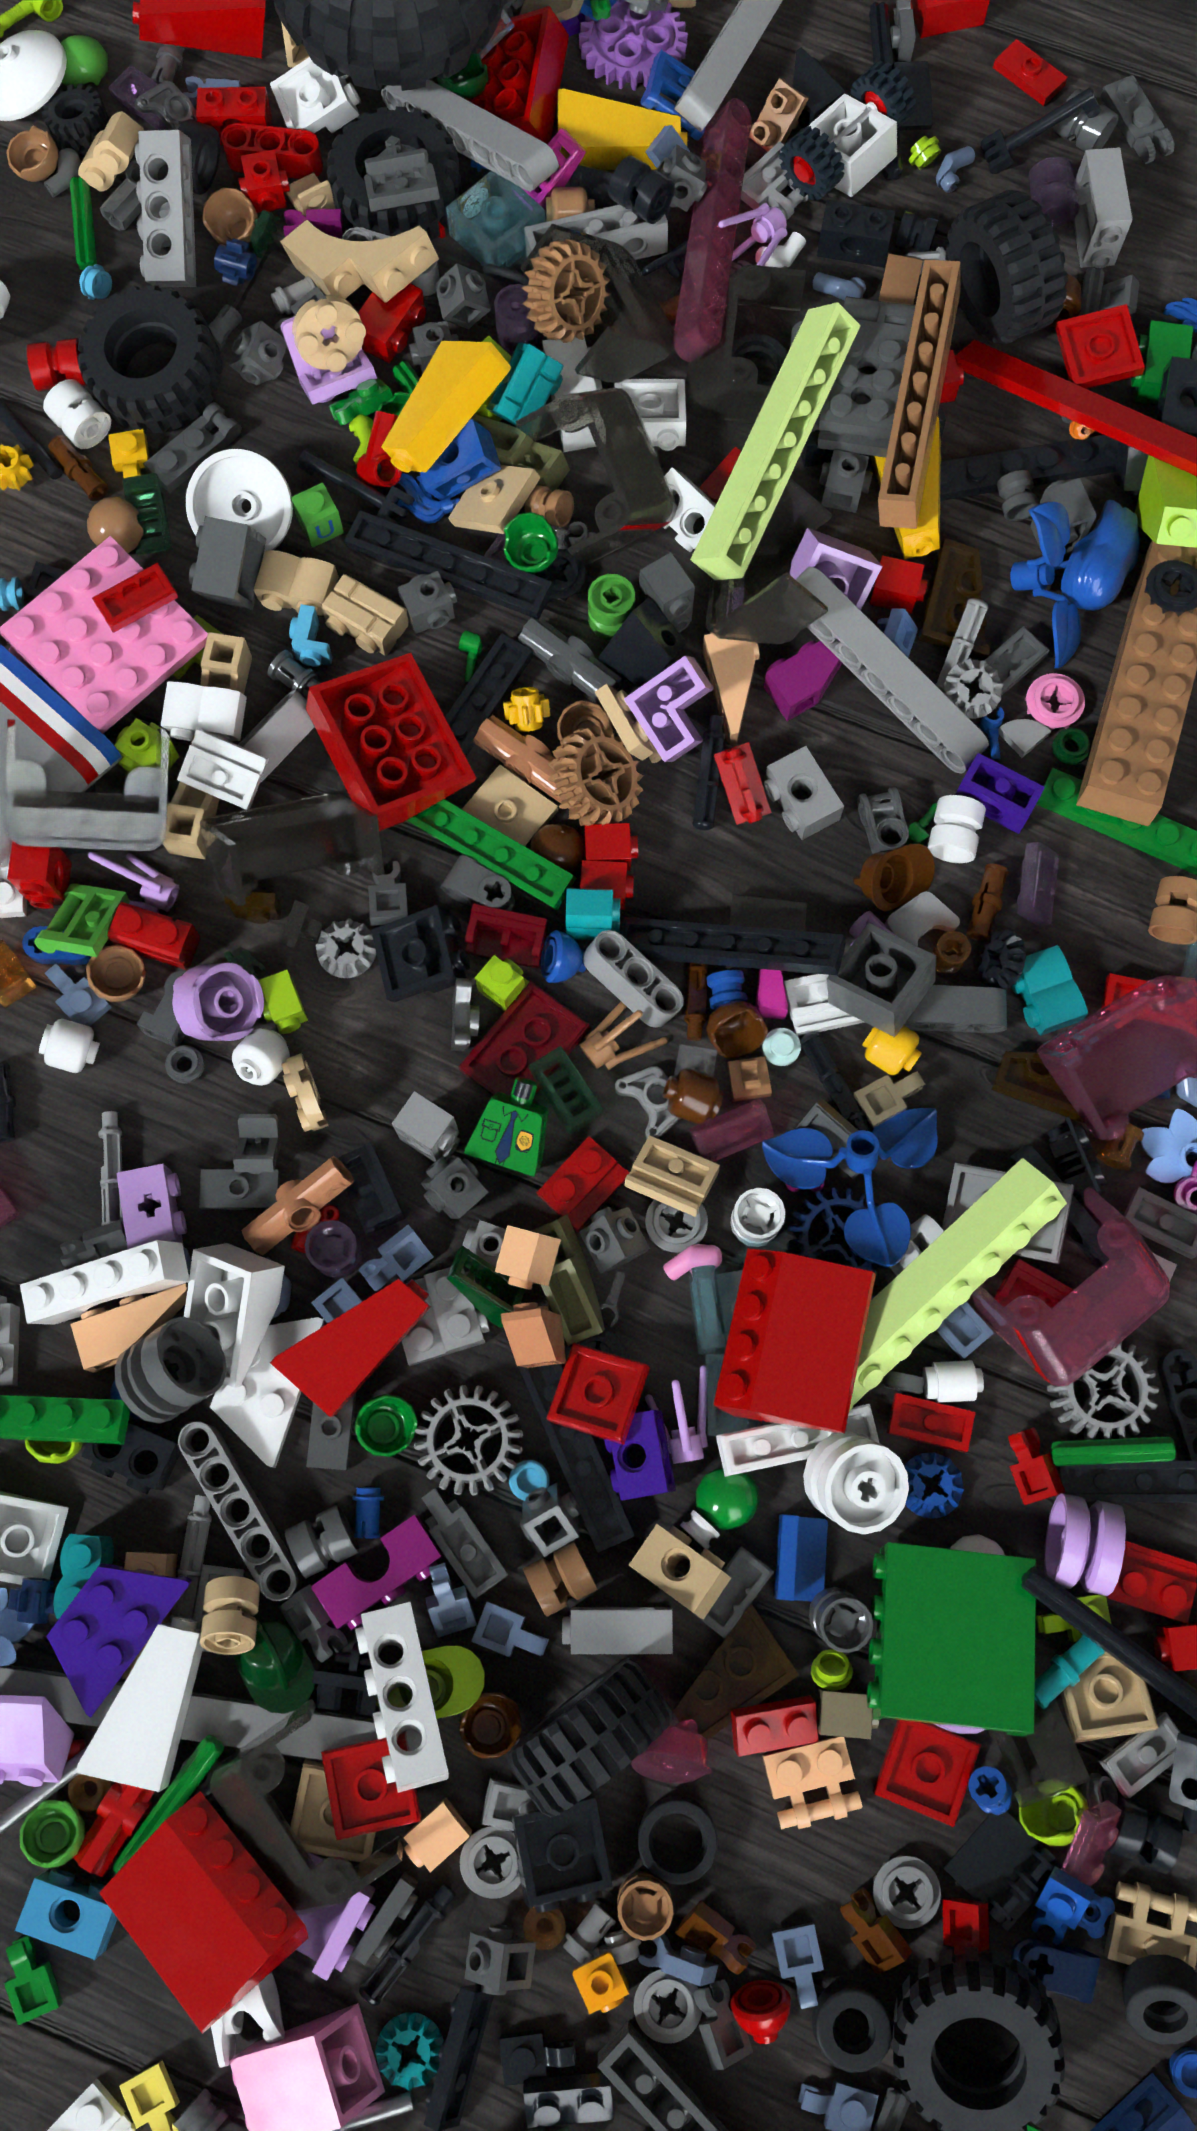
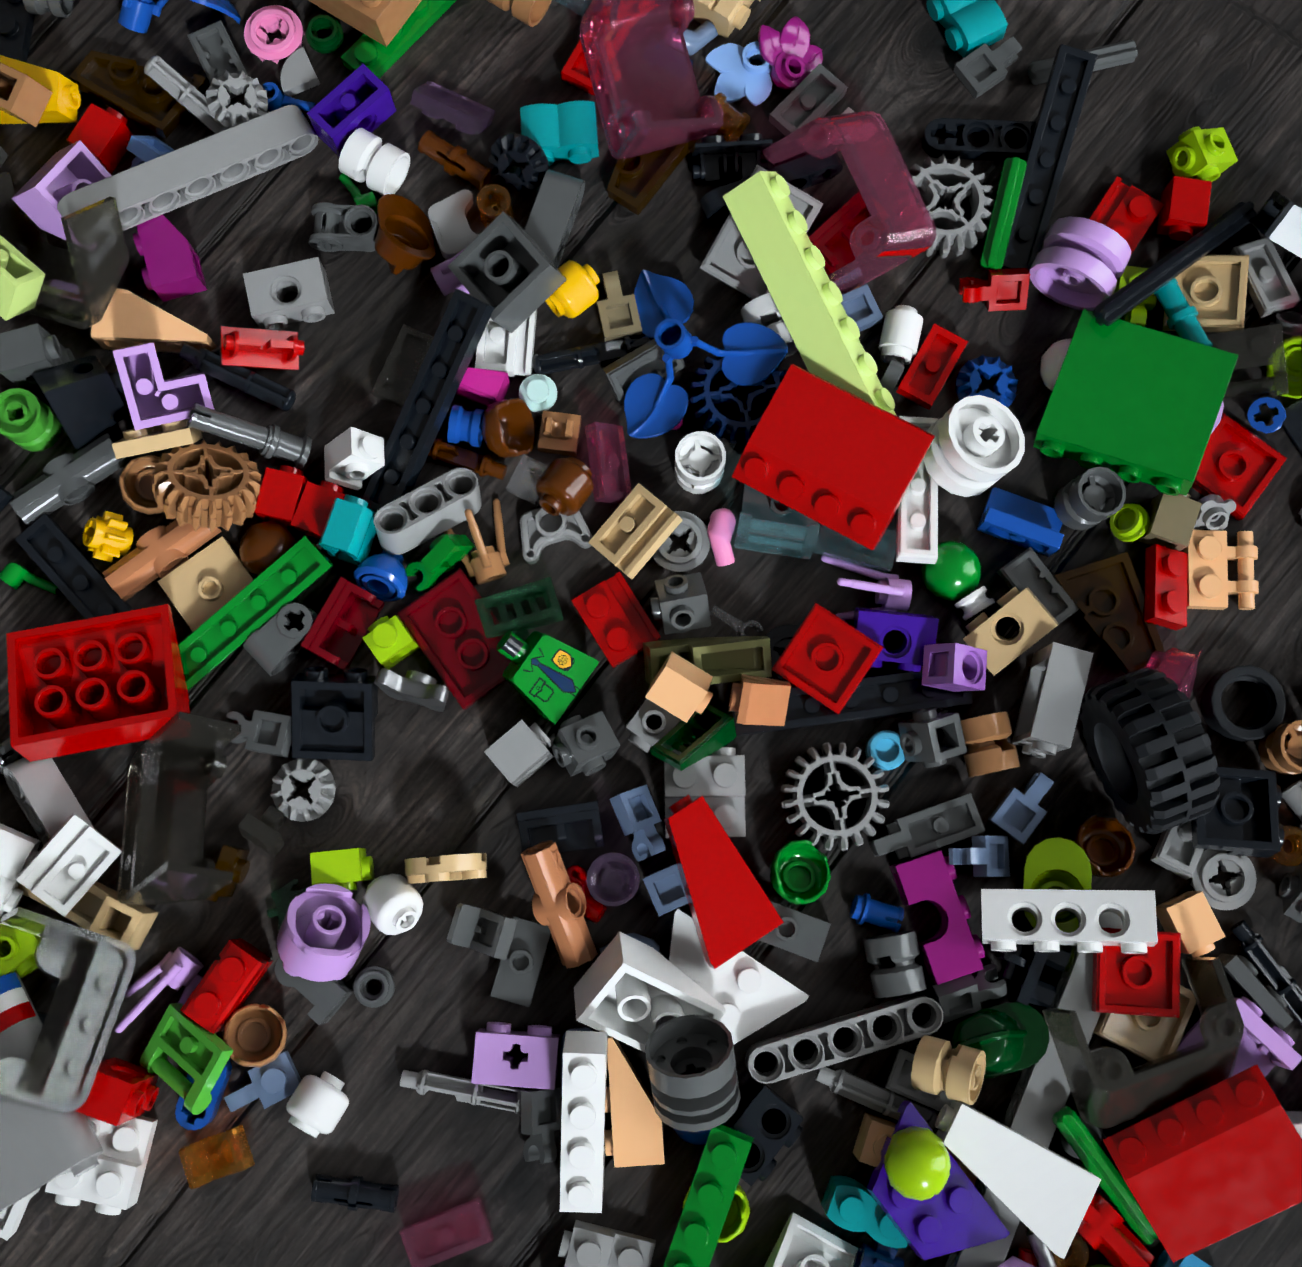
camera: 75 degrees left, 5 degrees up
(132, 1602) = (917, 1163): none -> lime hair
(594, 1005) = (443, 556): none -> green plate
(622, 1520) = (954, 667): none -> medium lavender brick
(656, 818) = (268, 440): none -> dark grey pin
(662, 896) = (353, 457): none -> white brick
(868, 1757) = (1214, 512): none -> light grey plate

